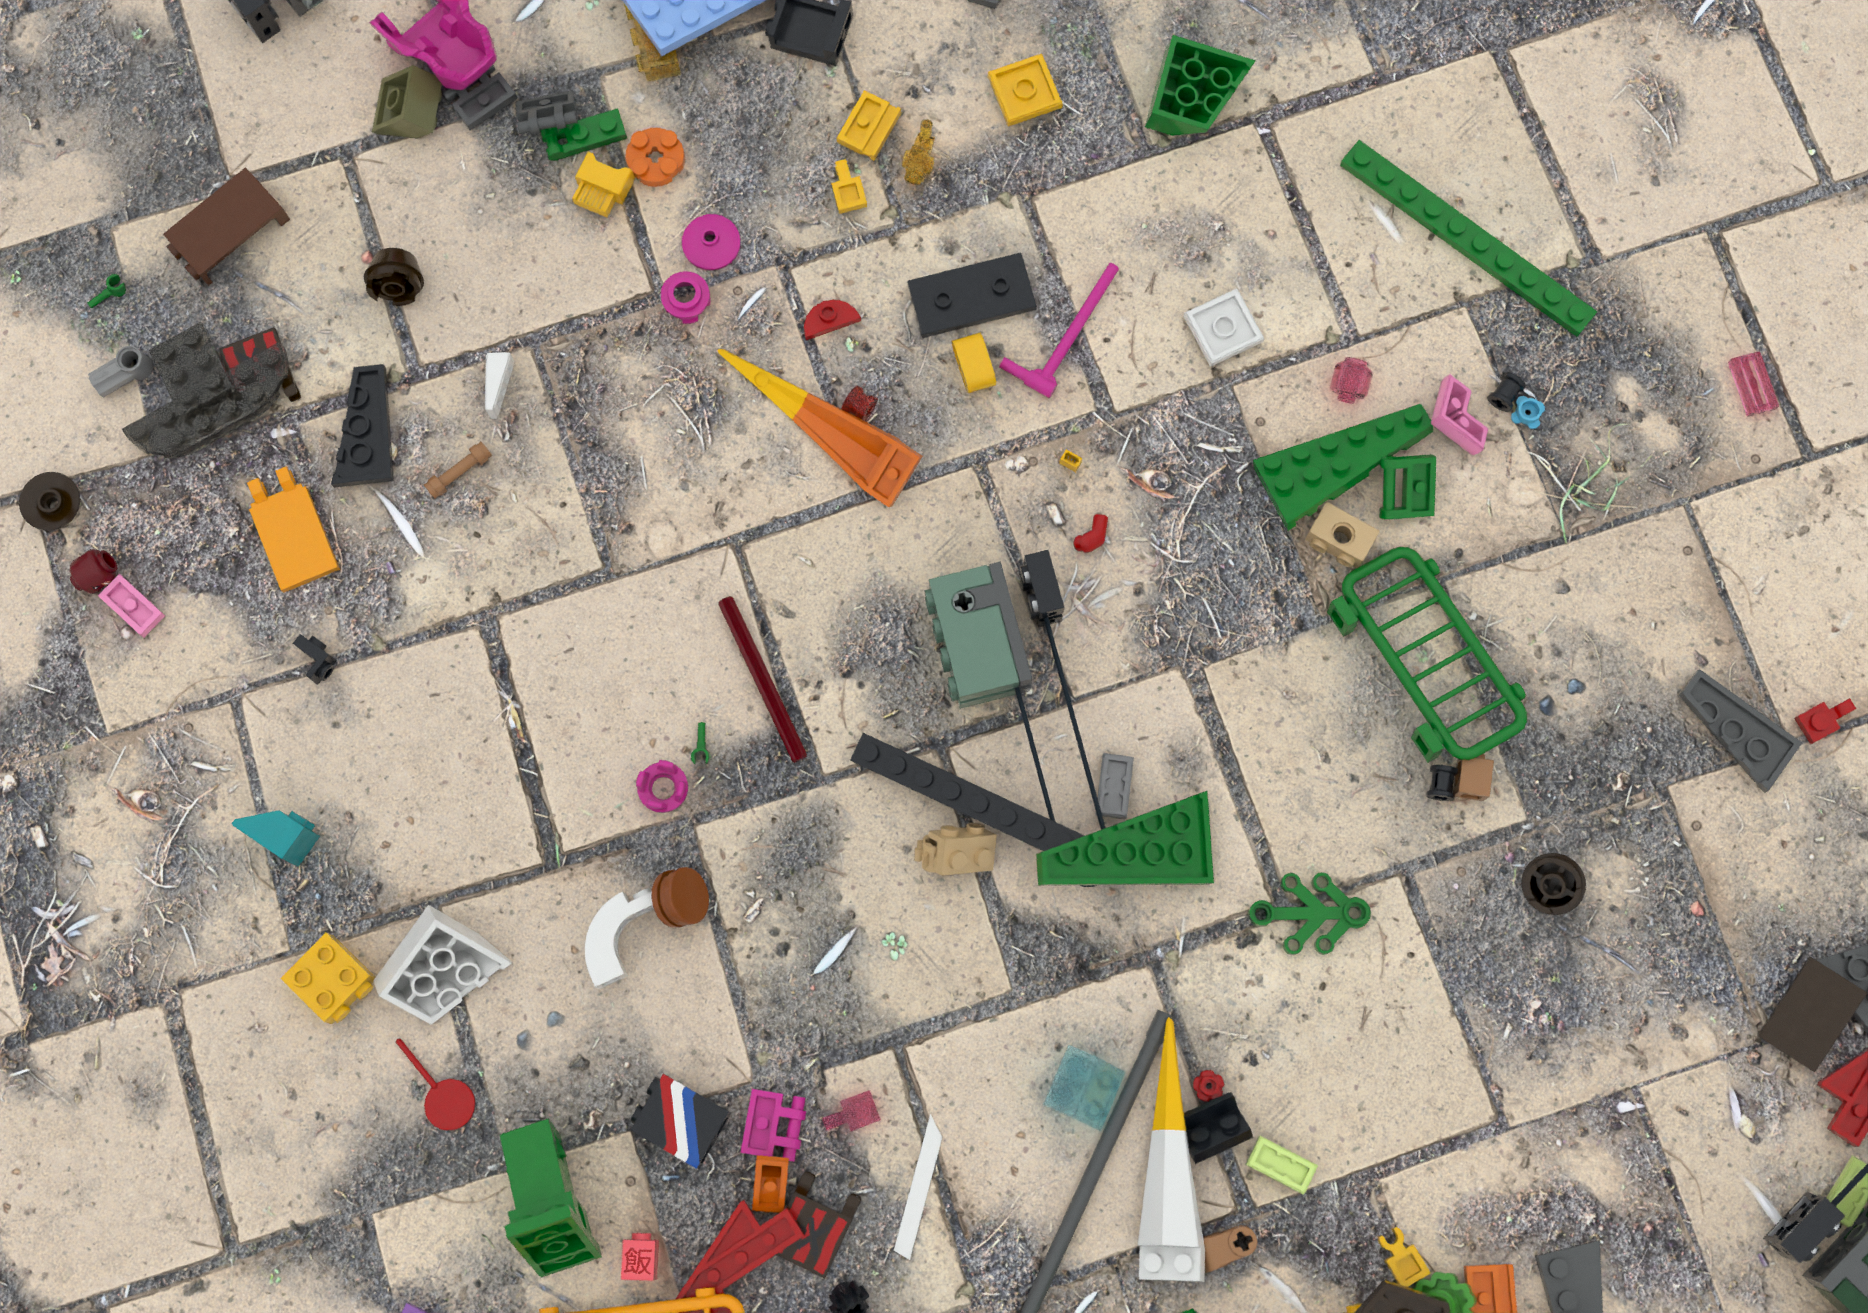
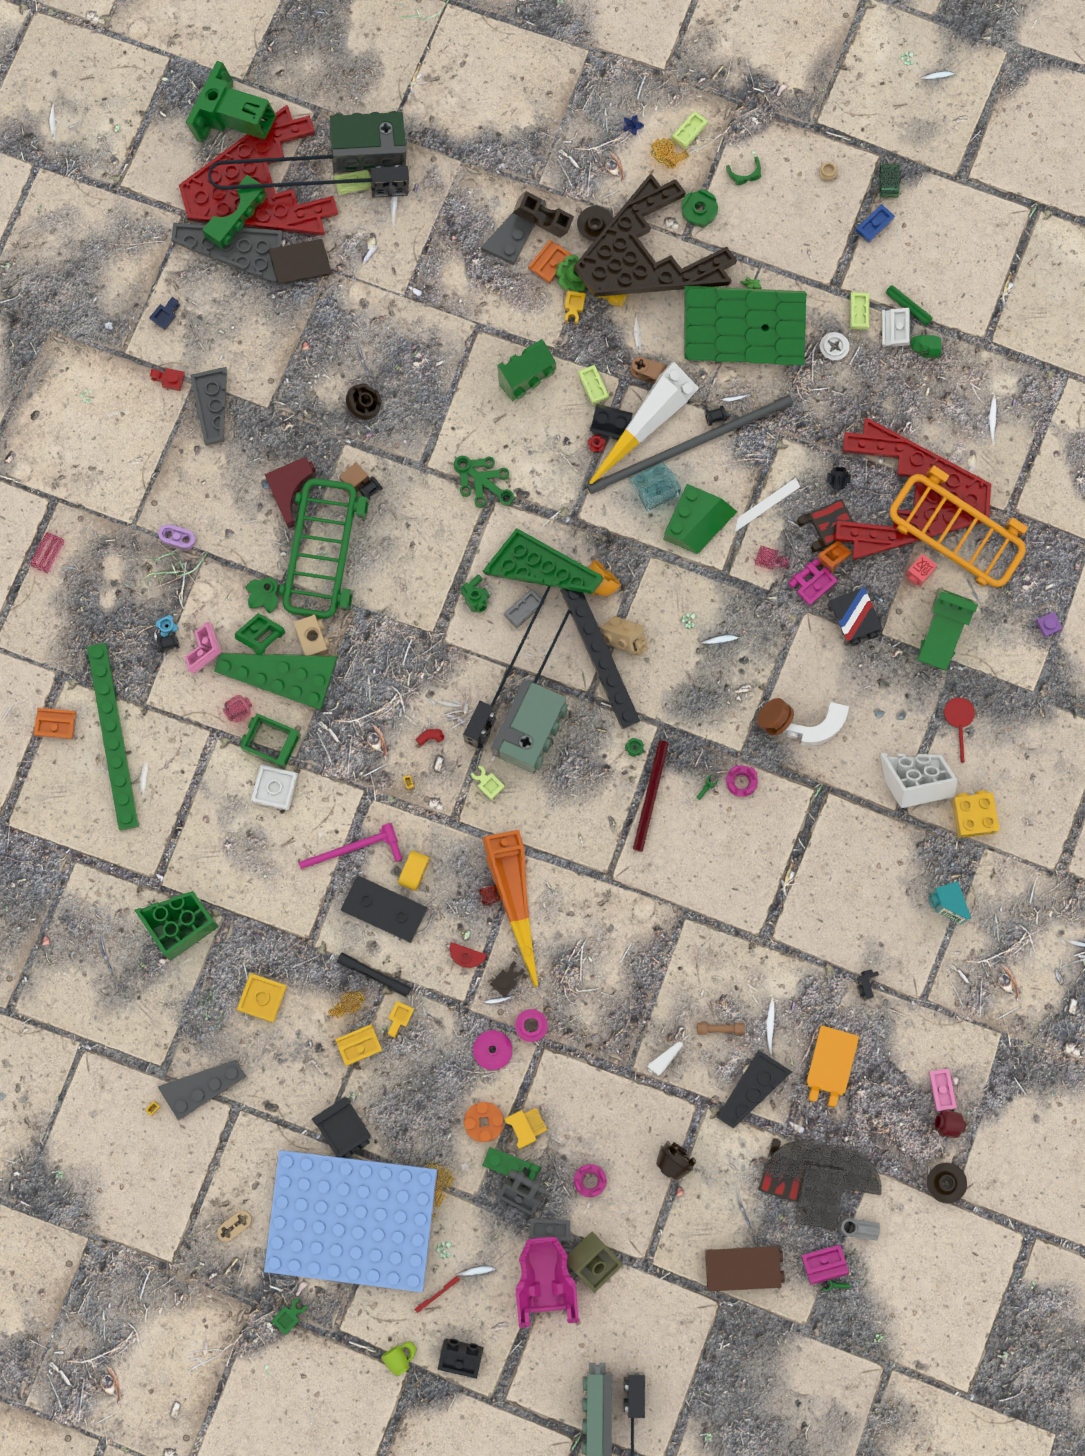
camera: 140 degrees left, 0 degrees up
(131, 302) = (825, 1264): none -> dark pink plate
(469, 176) = (598, 1172): none -> dark pink piece
(758, 326) = (505, 980): none -> dark brown plate
(827, 715) = (634, 742): none -> green plate
(951, 207) = (353, 964): none -> black piece
(969, 534) = (489, 784): none -> yellowish green plate
(990, 1086) = (697, 519): none -> green wedge
(1046, 903) = (609, 584): none -> light orange cylinder
(1084, 1256) = (715, 415): none -> black bush
(1187, 749) = (475, 597): none -> green piece
(1248, 382) = (289, 745): none -> green window
(1381, 1104) = (526, 370): none -> green wedge
(1450, 540) = (262, 597): none -> green plate
(1546, 196) = (55, 723): none -> orange plate
(1549, 700) = (286, 483): none -> dark red arch
(1617, 528) = (177, 537): none -> lavender plate

